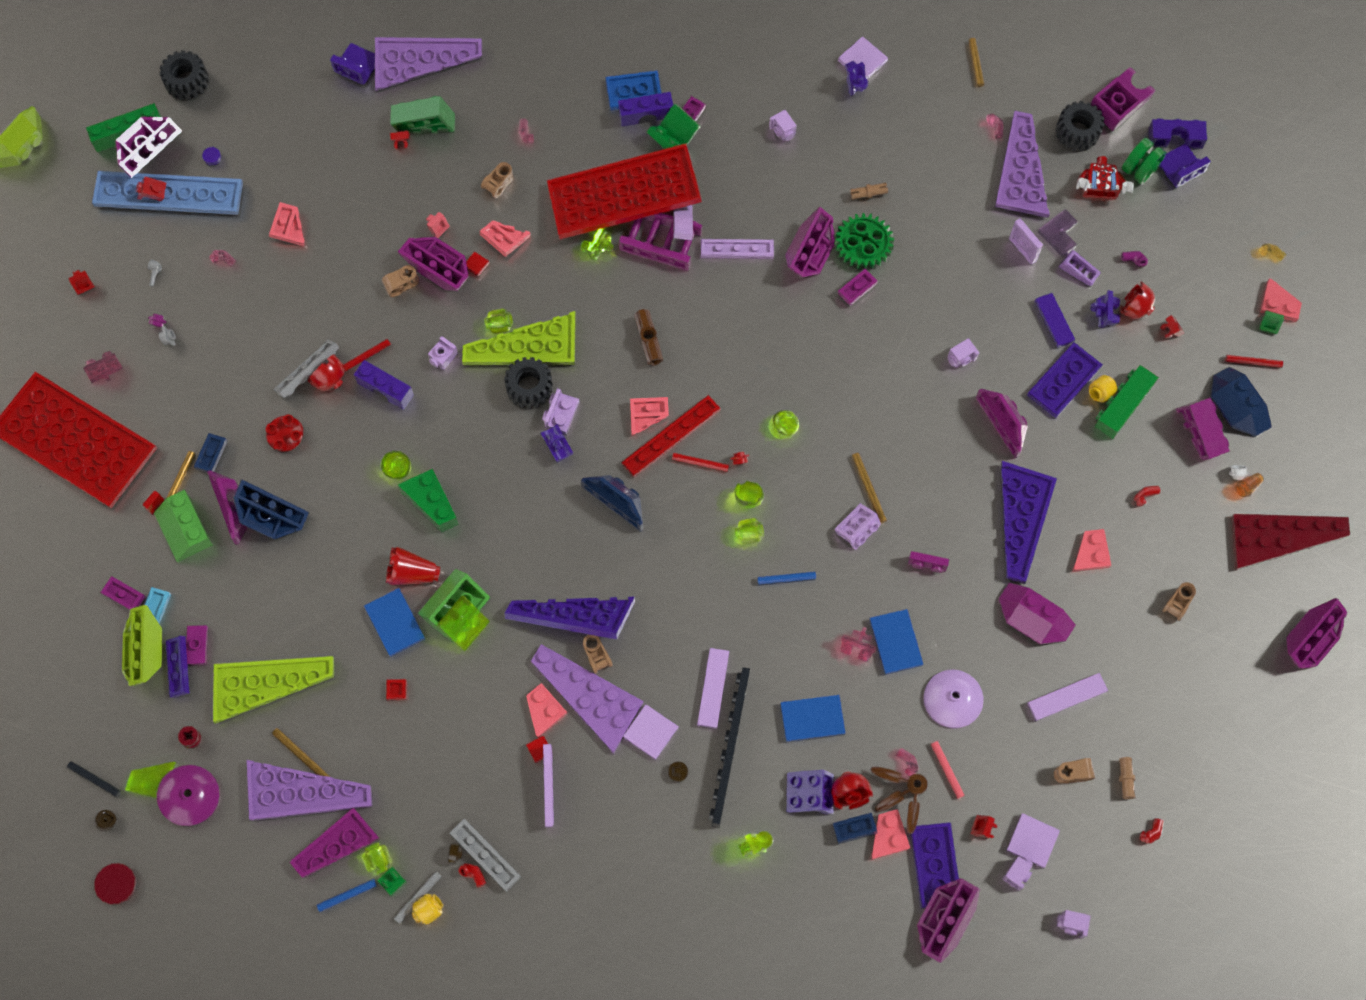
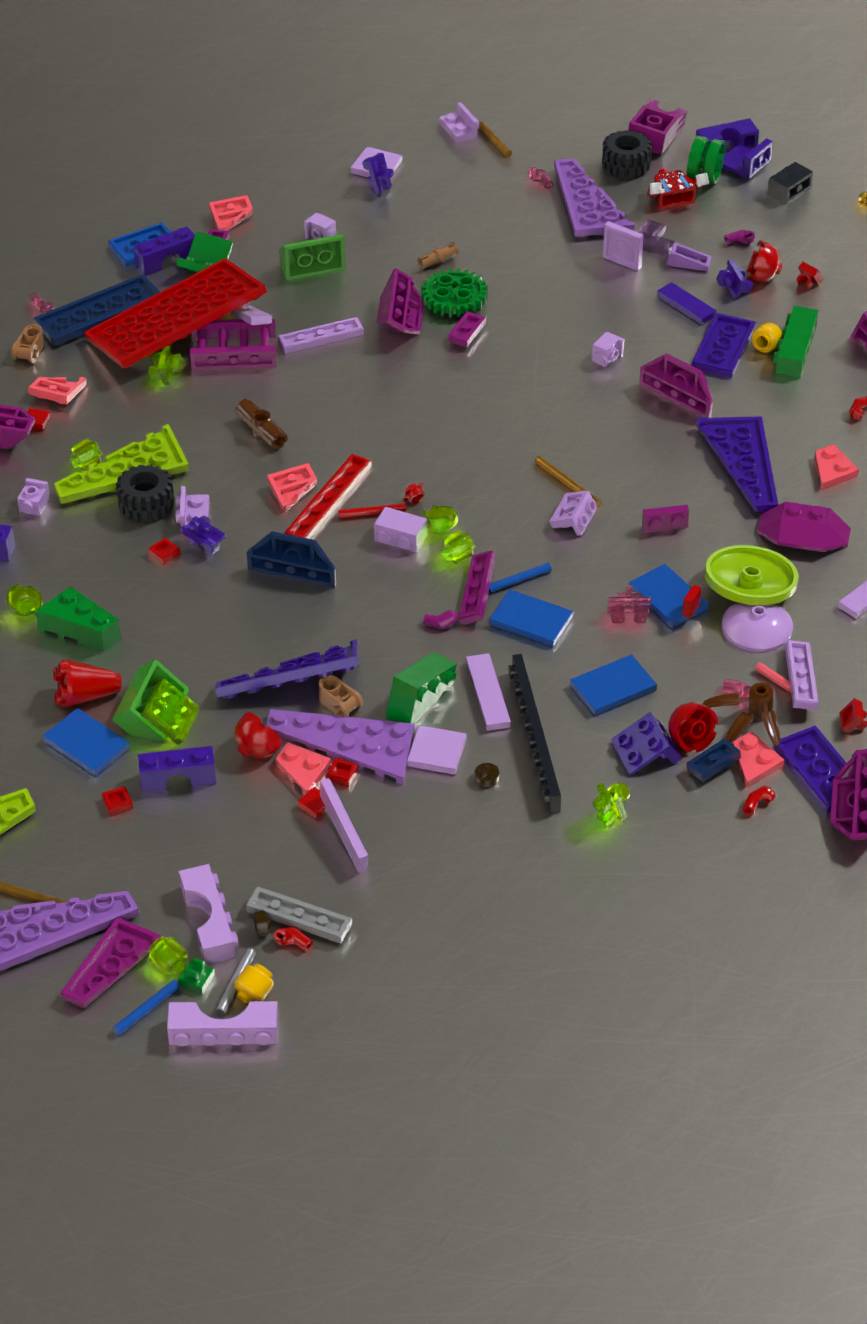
camera: 20 degrees left, 25 degrees down
(416, 946) = (253, 1026): none -> lavender arch
(417, 855) = (201, 891): none -> lavender arch
(458, 681) = (194, 763): none -> dark purple arch
(516, 673) = (255, 737): none -> red cylinder
(523, 445) = (164, 551): none -> red tile
(567, 156) = (81, 315): none -> dark blue plate
(571, 726) = (342, 772): none -> red tile
(661, 669) = (419, 687): none -> green wedge
(708, 602) = (442, 621): none -> magenta arm
(712, 495) = (400, 529): none -> lavender brick
(717, 78) = (230, 212): none -> coral wing
(748, 578) = (477, 587): none -> magenta tile
(762, 160) = (313, 257): none -> bright green slope
(778, 624) = (531, 617): none -> blue tile
(783, 424) = (447, 454): clear neon green hair -> none
(873, 875) = (762, 793): none -> red arm
(907, 663) = (691, 601): none -> red tile
(953, 35) = (461, 124): none -> lavender bracket
(962, 768) = (801, 675): none -> lavender tile
(968, 652) = (751, 575): none -> lime dish
(1208, 208) = (790, 182): none -> black brick

